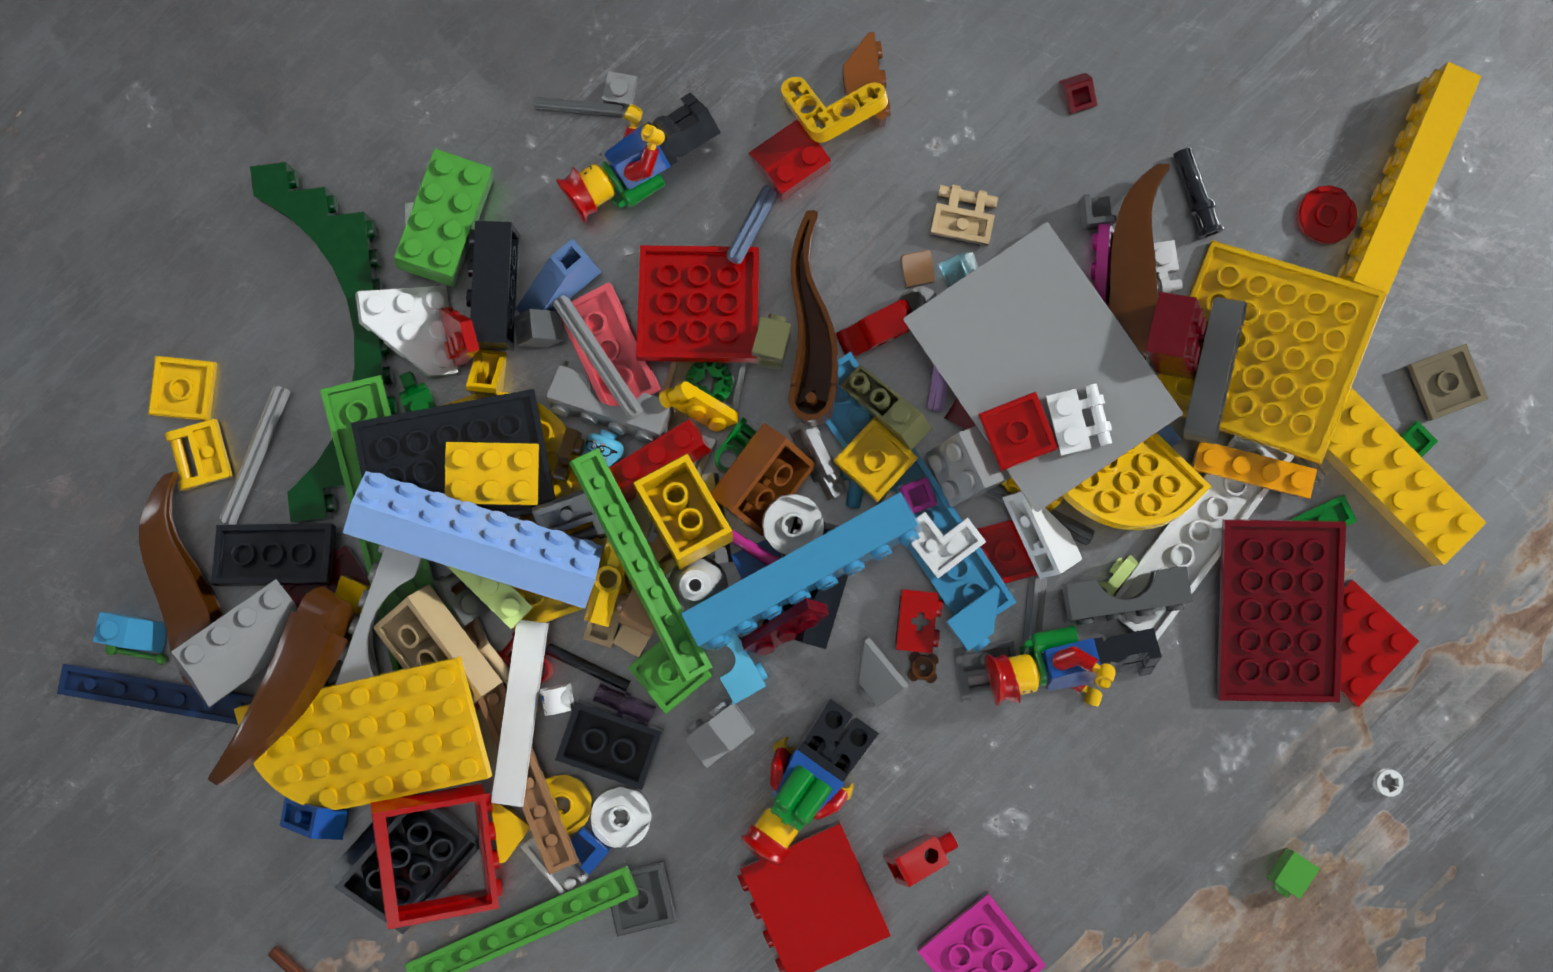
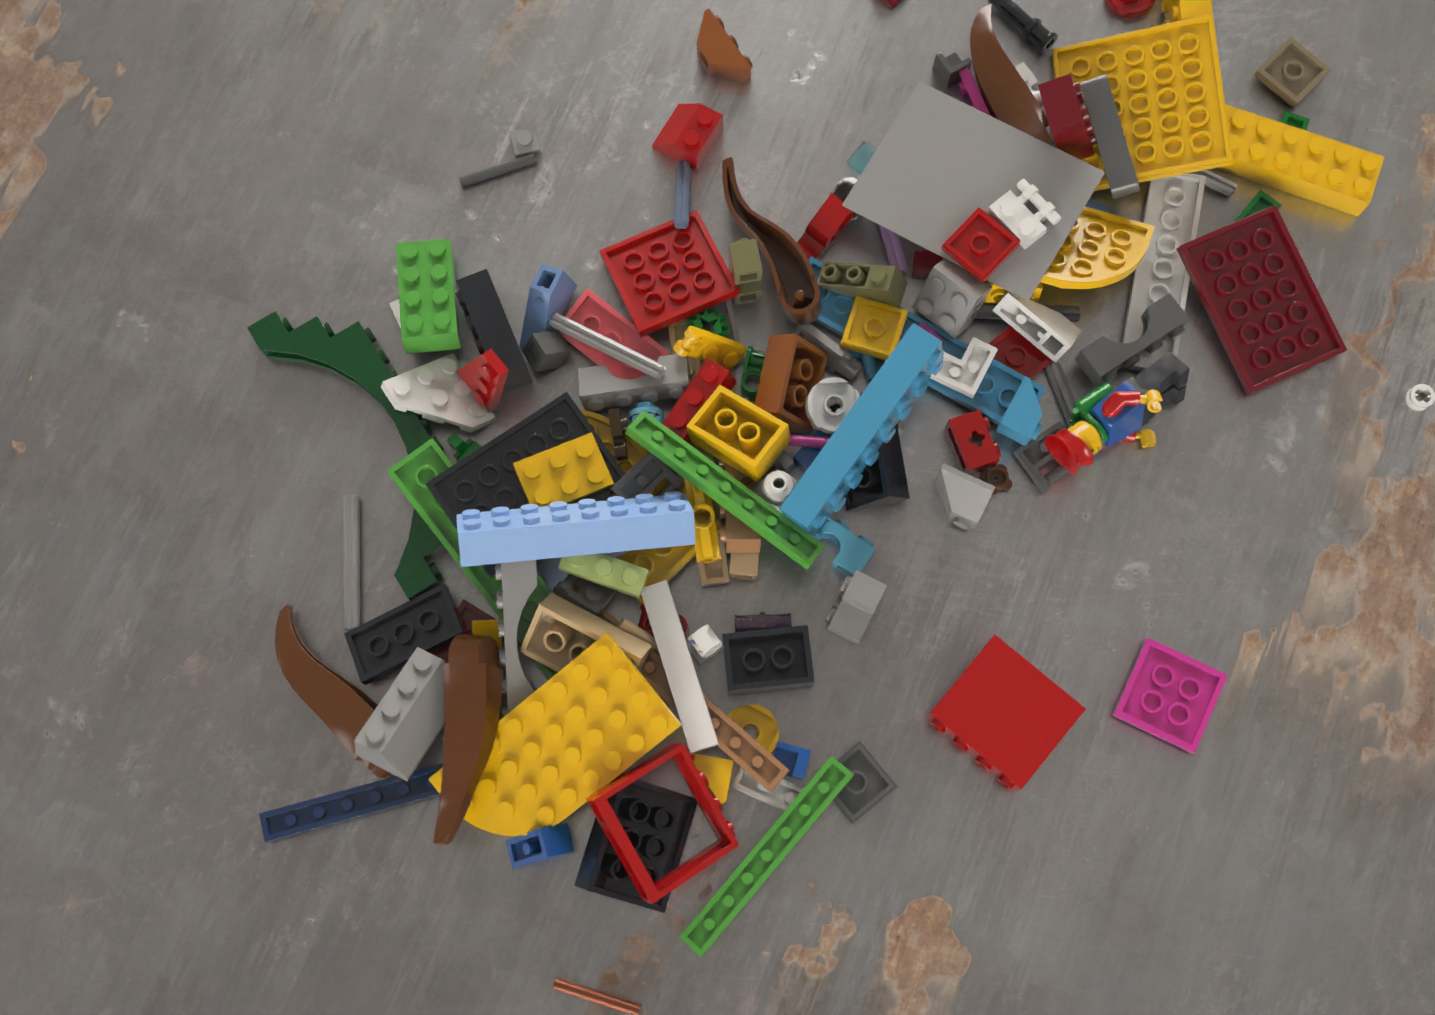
camera: 20 degrees left, 10 degrees down
(130, 632) = (308, 758): dark azure slope -> none
(159, 658) = (297, 783): bright green hinge -> none
(182, 388) = (265, 536): yellow tile -> none
(207, 451) = (309, 576): yellow plate -> none
(487, 373) = (518, 404): yellow slope -> none
(587, 667) = (717, 608): black bar -> none
(603, 817) = (820, 713): white plate -> none
(639, 158) = (566, 187): piece -> none
(661, 678) = (787, 582): bright green plate -> none
(785, 627) = (868, 489): dark red plate -> none
(808, 780) = (951, 609): piece -> none
(830, 117) = (709, 85): yellow beam -> none
(909, 861) = (1075, 634): red torso -> none
(917, 268) = (831, 170): medium nougat slope -> none
(963, 223) = (848, 122): tan plate -> none
(1120, 572) = (1117, 326): yellowish green plate -> none
(1254, 469) = (1180, 200): light orange plate -> none
(1292, 874) = (1386, 504): bright green brick -> none
(1370, 644) = (1348, 296): red plate -> none

